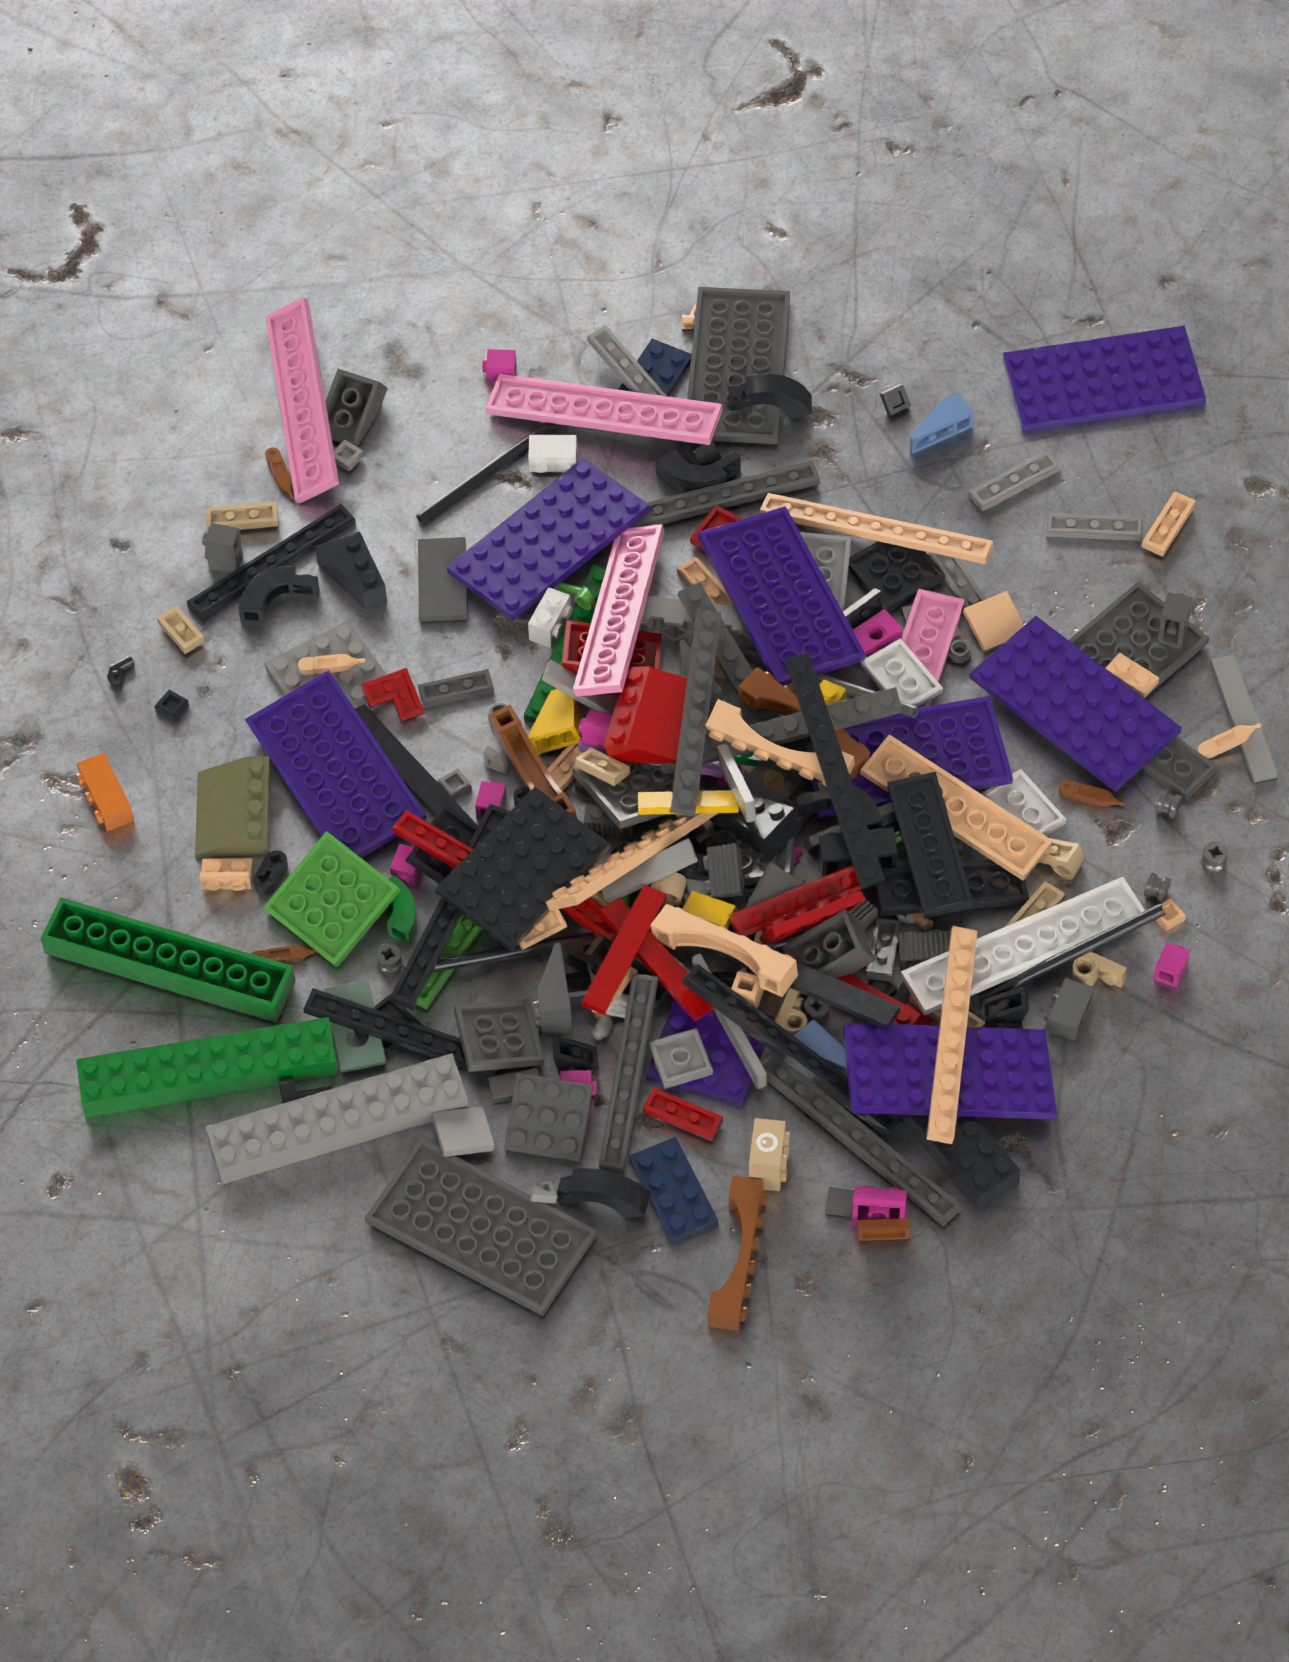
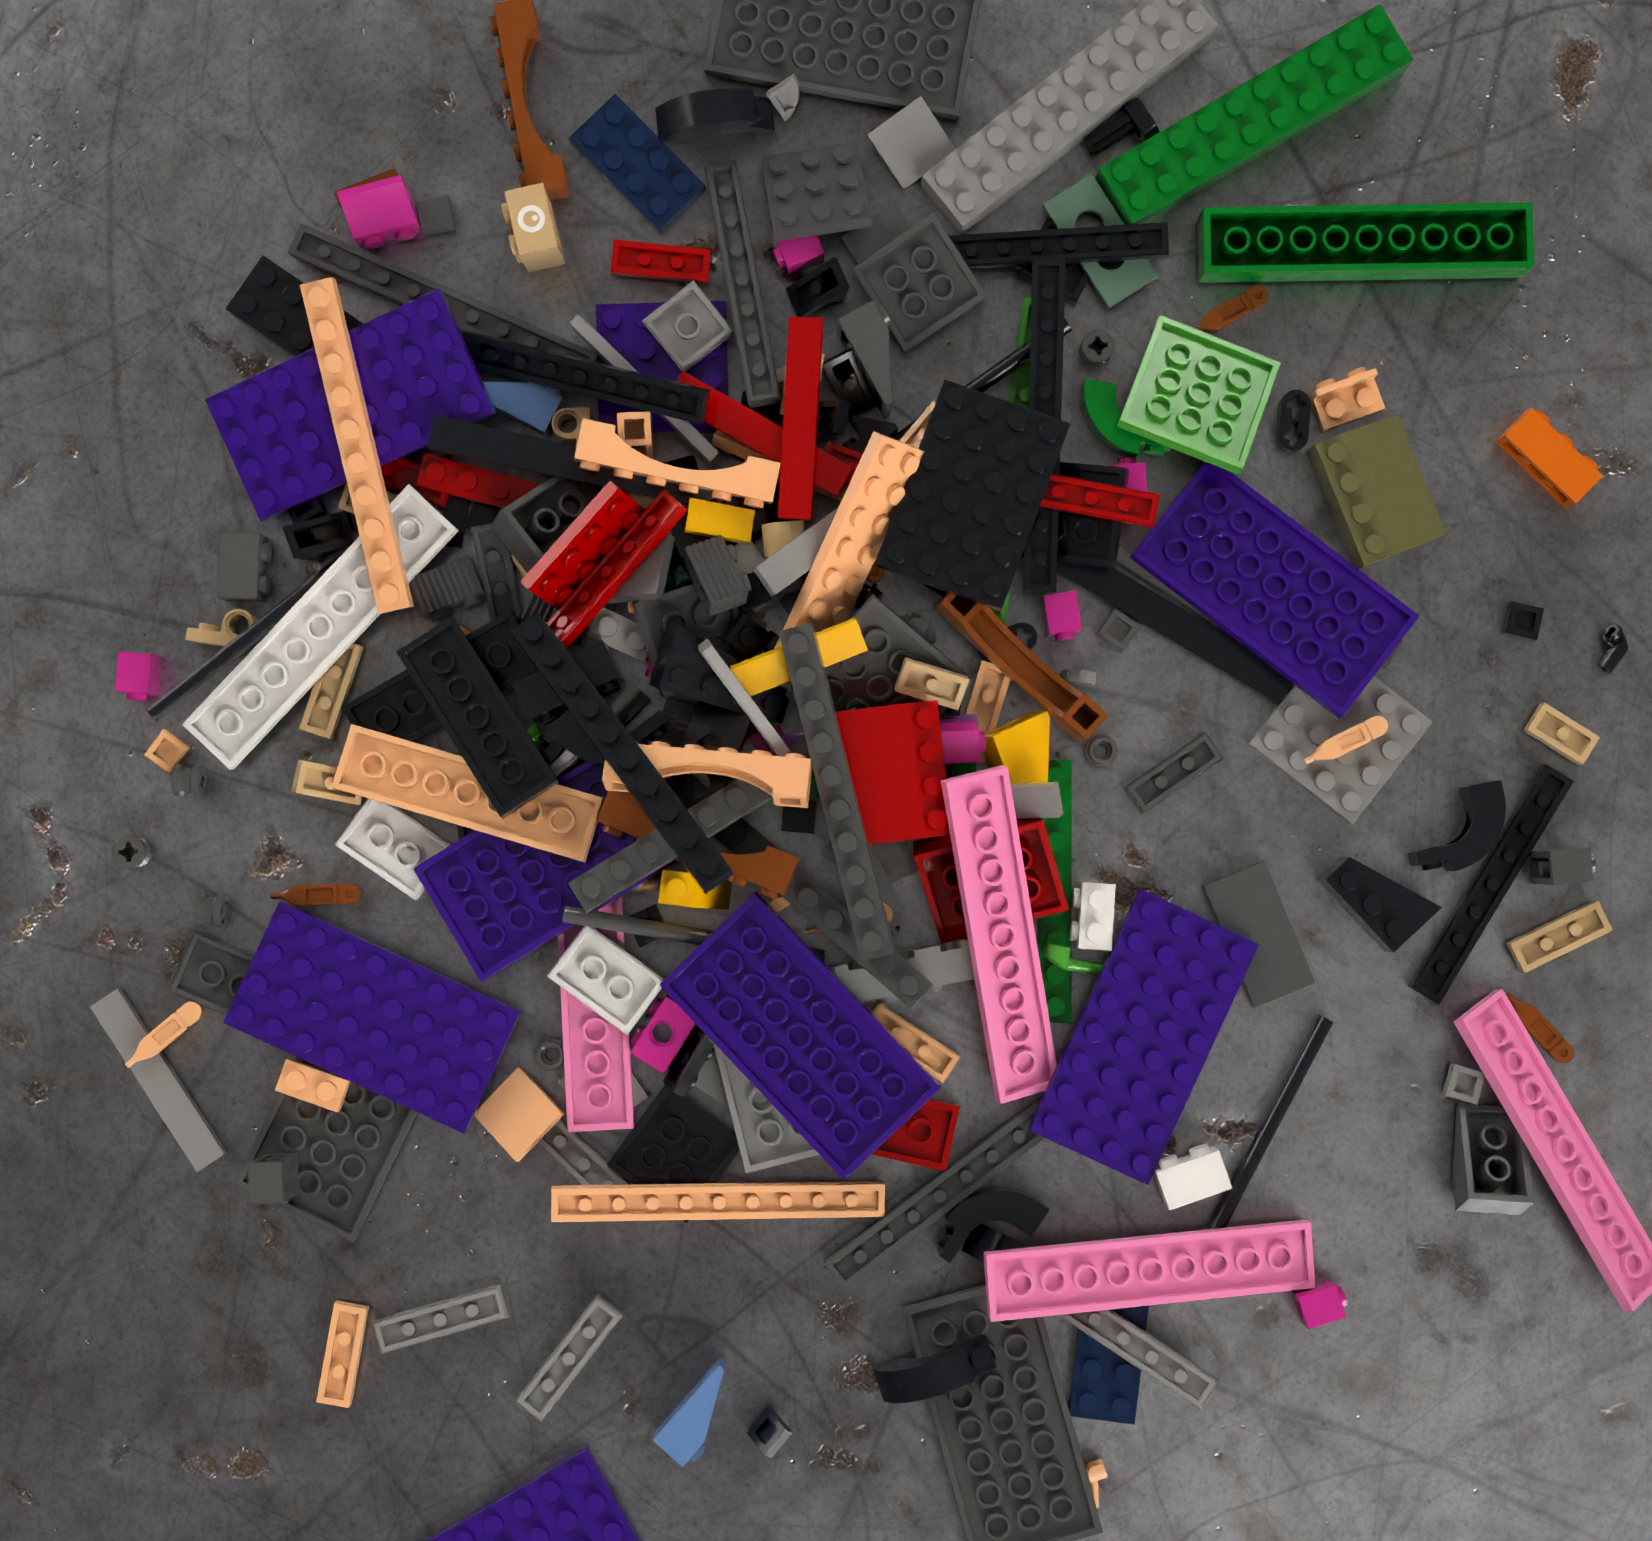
camera: 155 degrees right, 30 degrees up
(394, 687) = (1246, 733): red plate -> none

